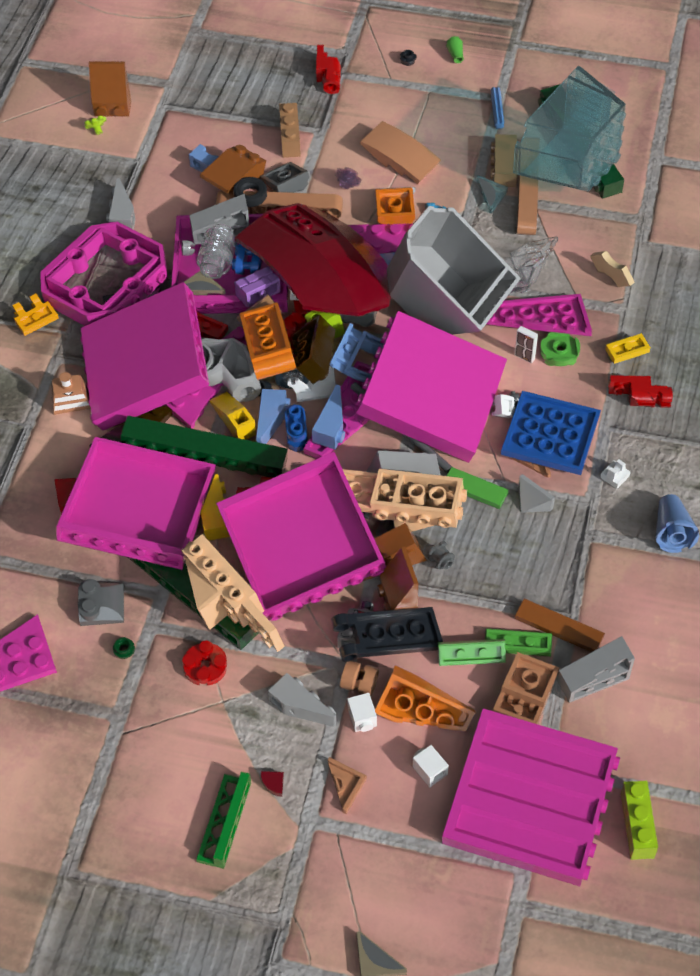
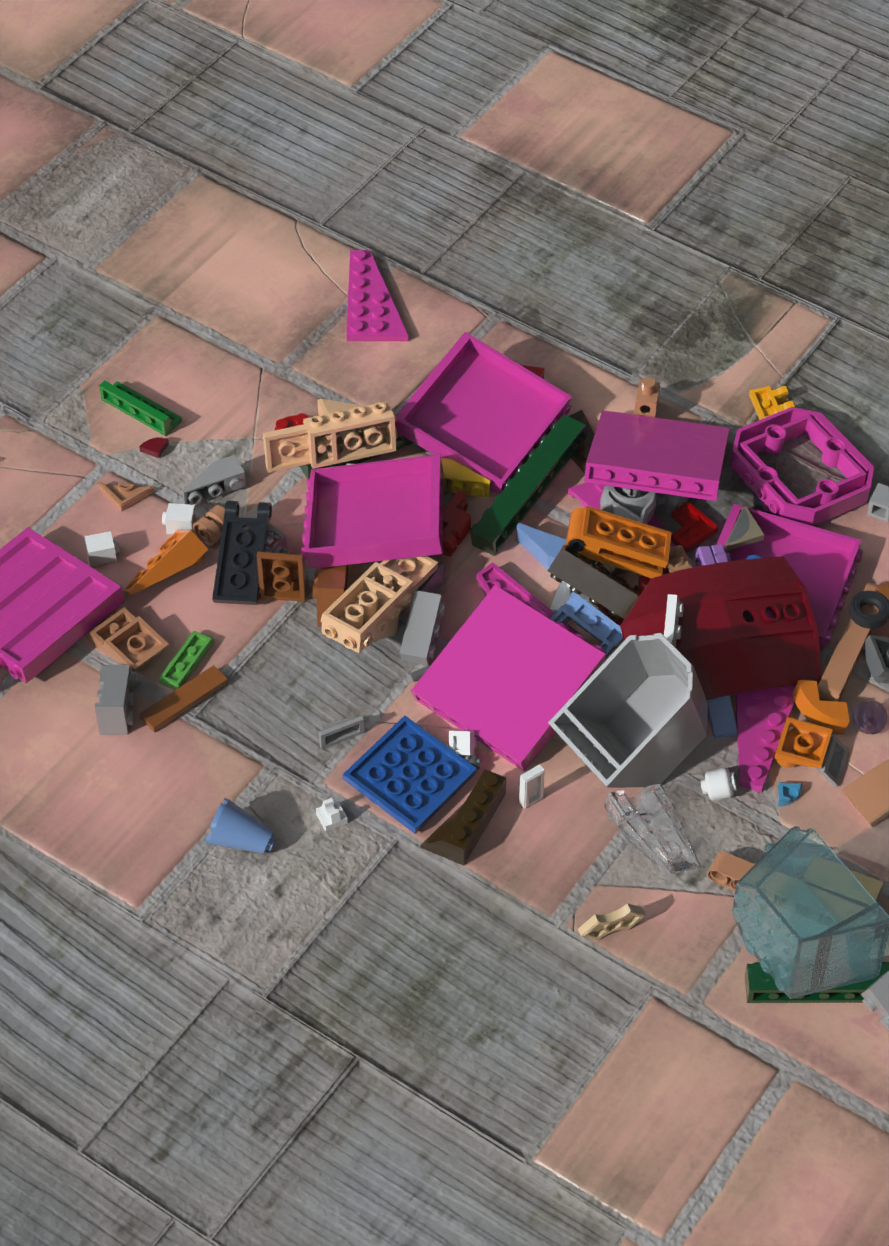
camera: 110 degrees right, 5 degrees down
(100, 603) = (398, 378): dark grey slope -> none
(123, 643) = (342, 383): dark green plate -> none
(186, 247) = (803, 531): light grey hinge -> none
(217, 251) = (763, 537): clear piece -> none
(230, 213) = (824, 565): light grey wedge -> none
(234, 416) = (551, 517): yellow slope -> none
(296, 427) = (522, 563): blue brick -> none
(329, 426) = (503, 575): medium blue slope -> none
(356, 204) = (821, 713): none -> orange brick
(378, 271) = (673, 612): none -> white plate
(441, 556) = (309, 630): dark grey brick -> none
(471, 652) = (192, 617): bright green tile -> none
(481, 489) = (378, 690): bright green tile -> none
(550, 314) = (573, 832): dark pink wing -> none
(560, 357) = (521, 842): bright green plate -> none
(571, 381) = (463, 829): none -> dark brown wedge
(627, 348) = (490, 894): yellow plate -> none
(641, 391) = (421, 879): red plate -> none

